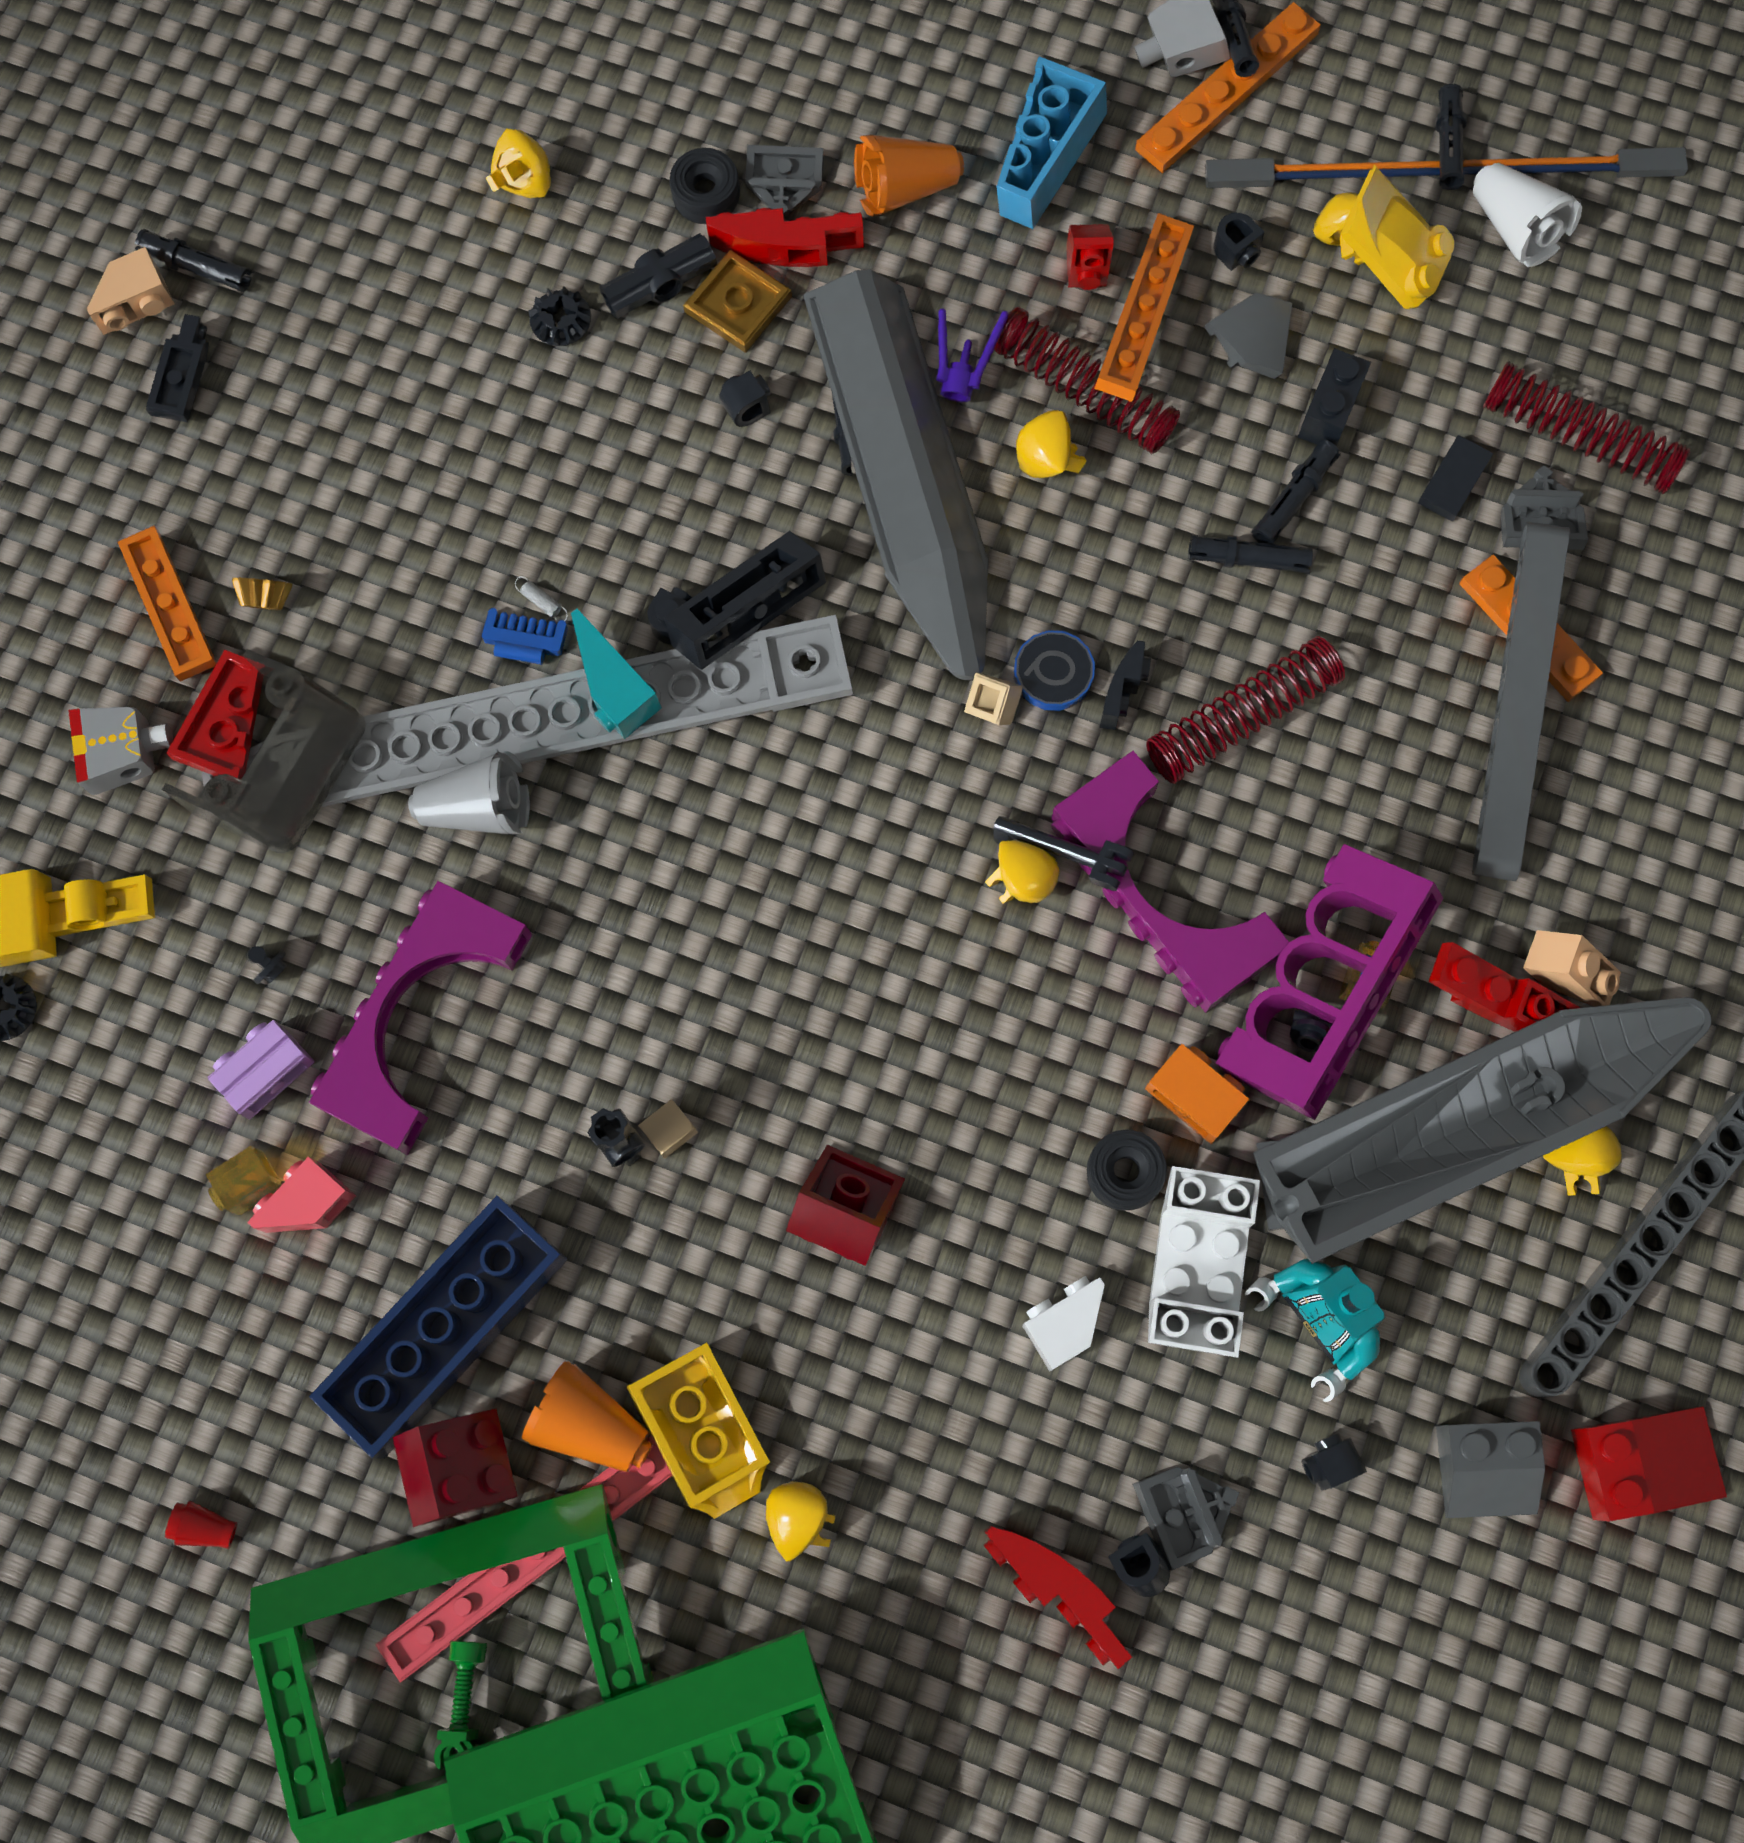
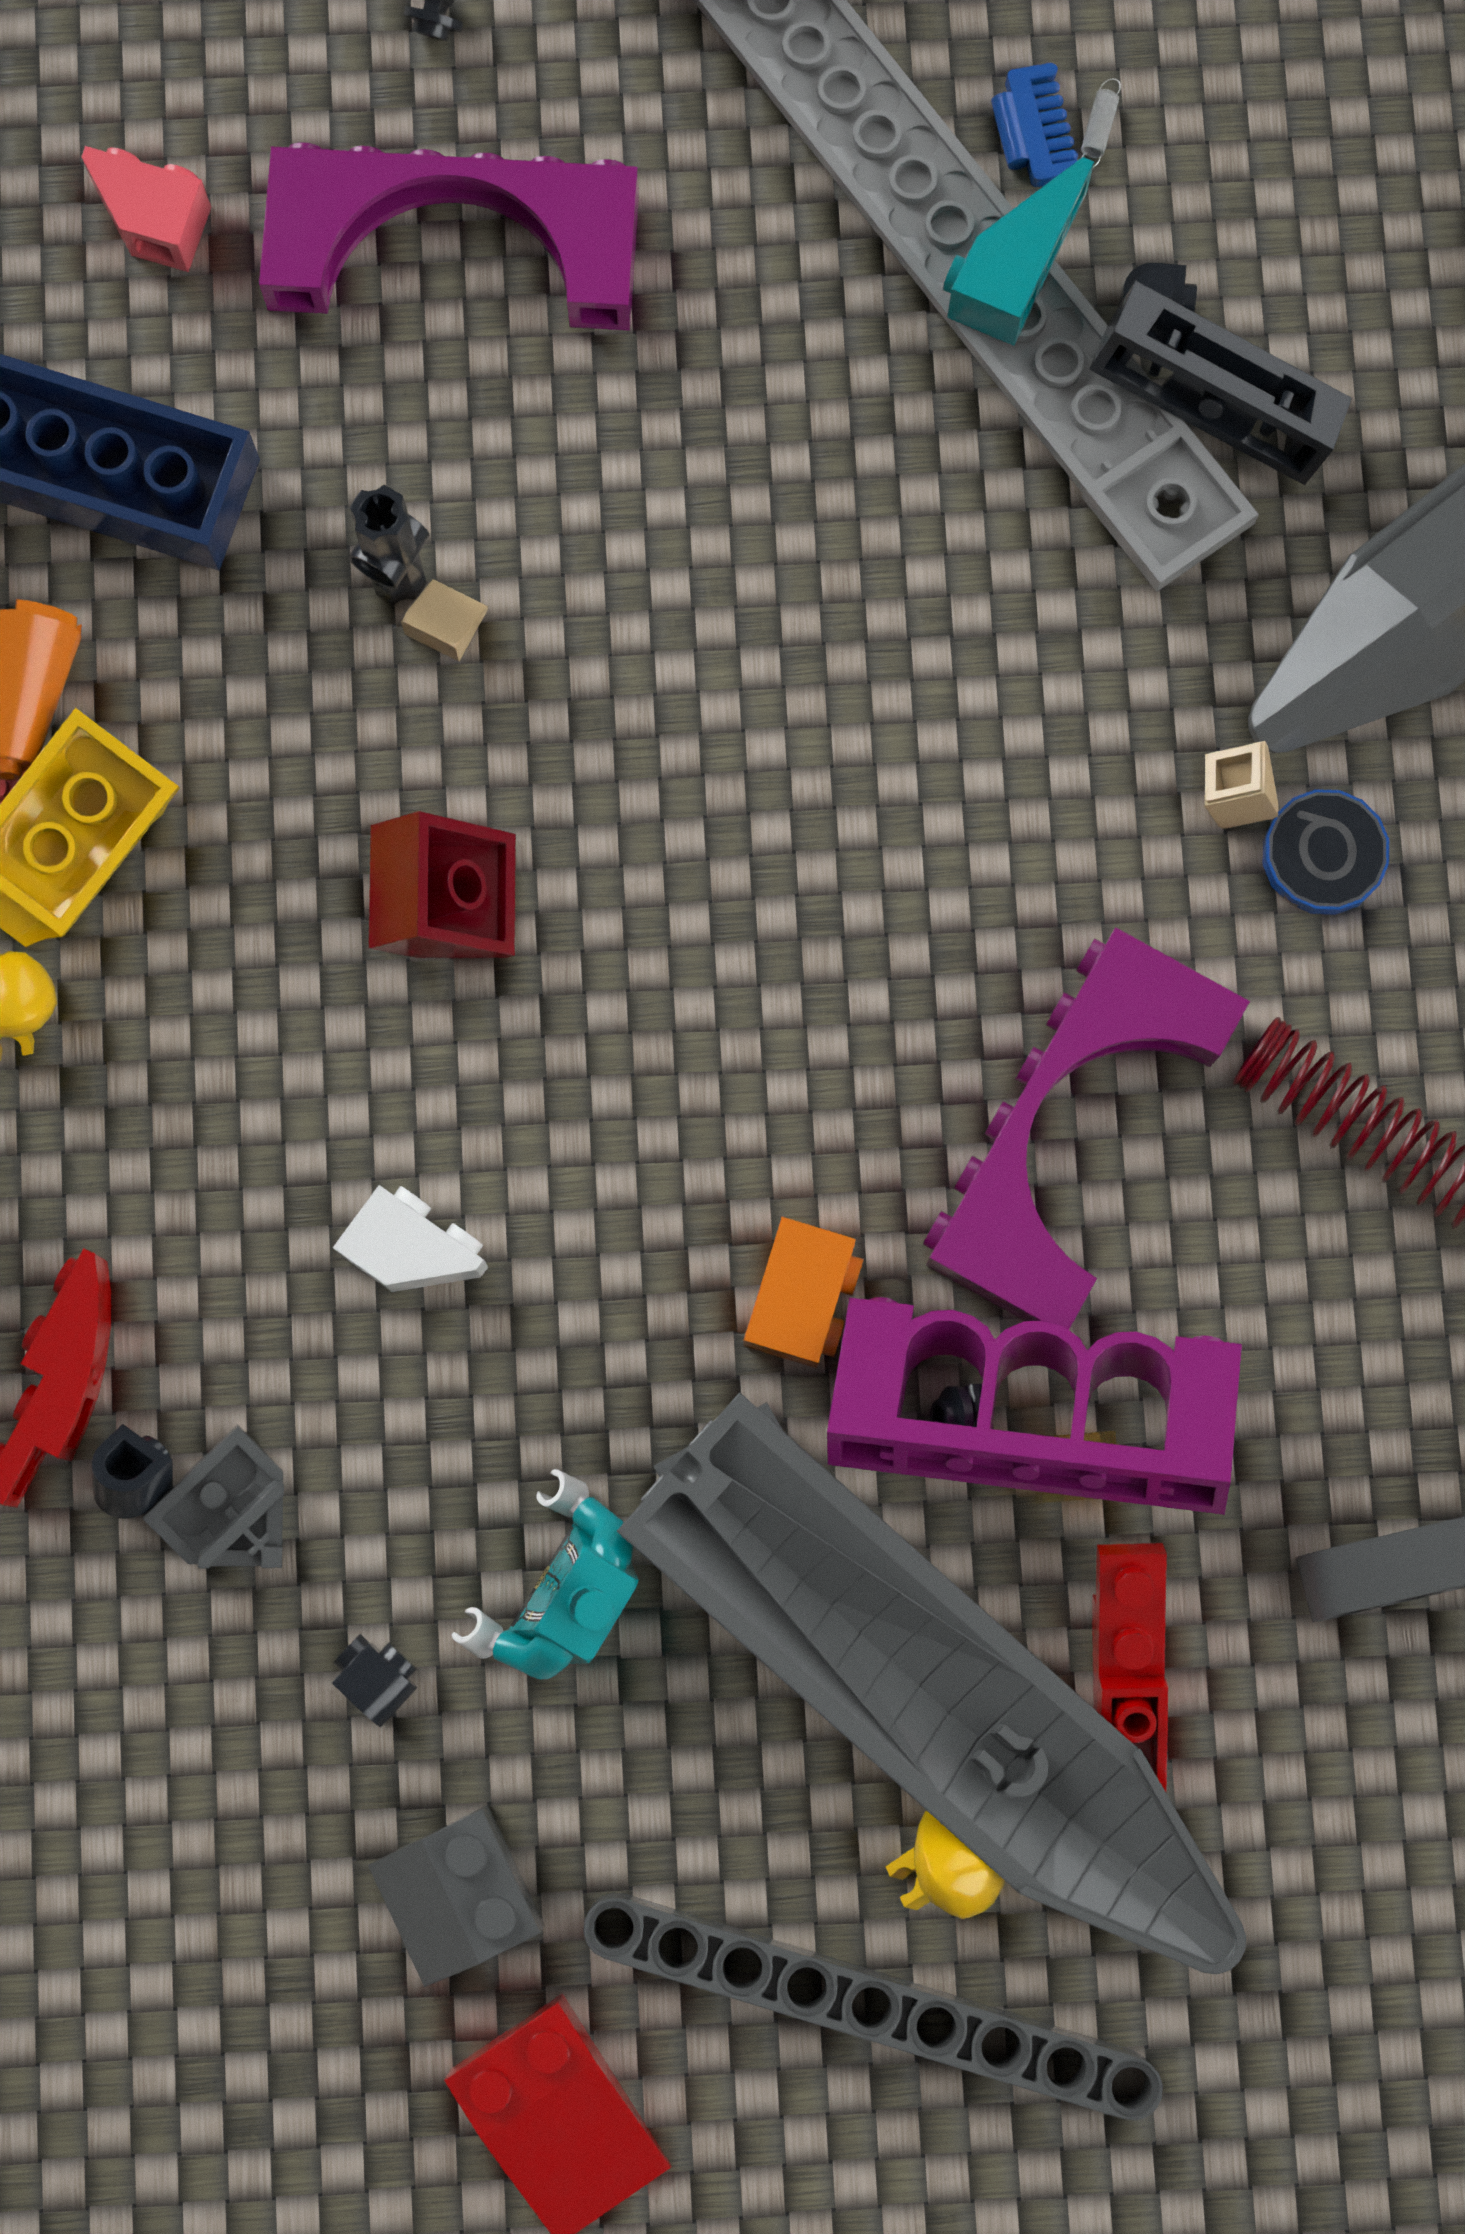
camera: 60 degrees right, 5 degrees up
(242, 1181) = (141, 119): clear yellow brick -> none
(259, 1068) = (293, 71): lavender brick -> none
(475, 797) = (777, 167): light grey cone -> none
(1025, 871) = (1005, 930): yellow piece -> none
(1101, 863) = (1060, 887): black hinge -> none
(1125, 681) = (1361, 953): black slope -> none
(1143, 1152) = (646, 1205): black tyre -> none
(1201, 1261) = (565, 1393): white slope -> none
(1572, 967) = (1218, 1751): light nougat slope -> none

